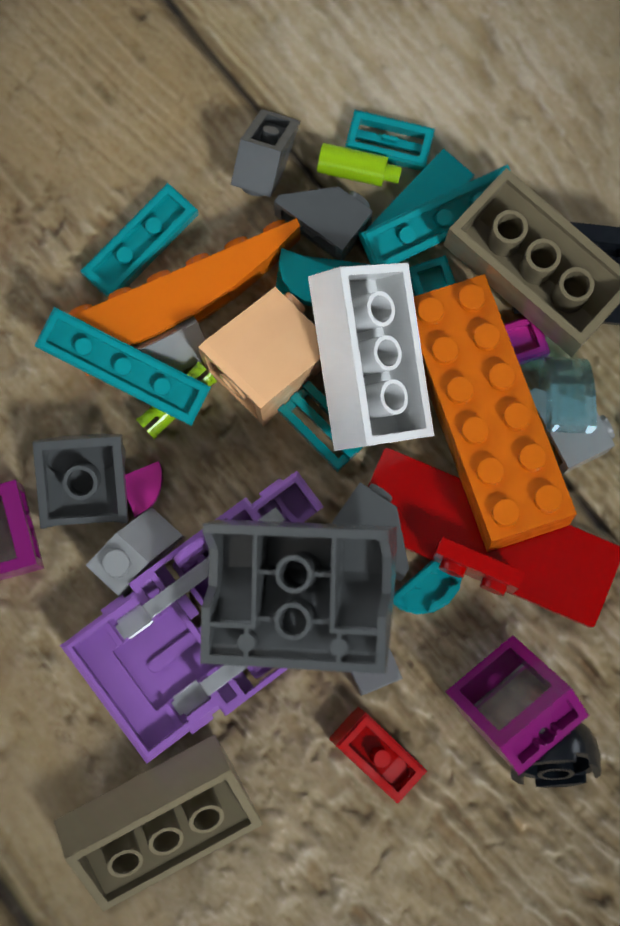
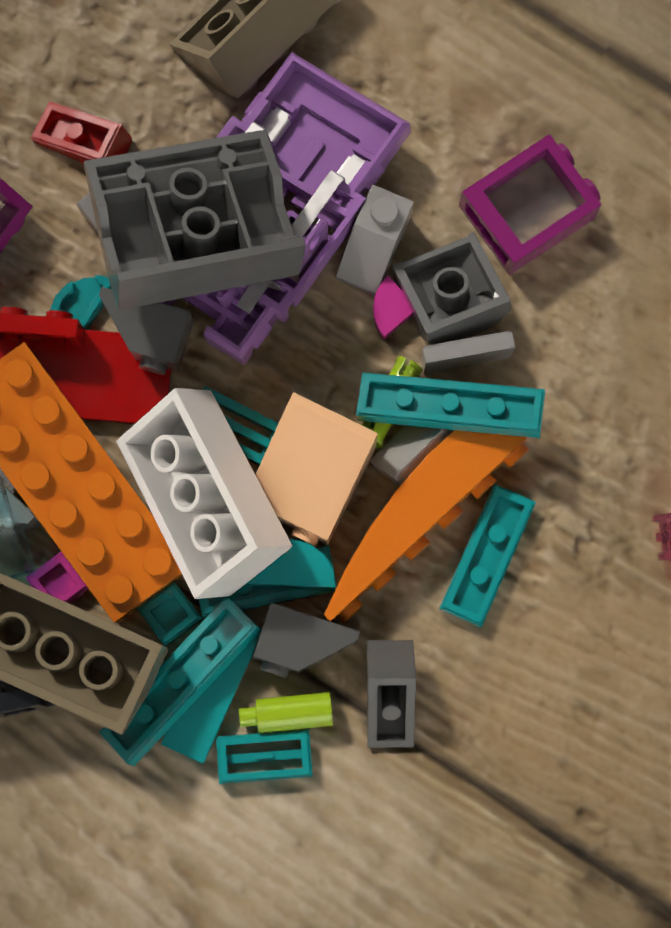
camera: 160 degrees right, 0 degrees up
(89, 419) = (467, 351): none -> light grey tile

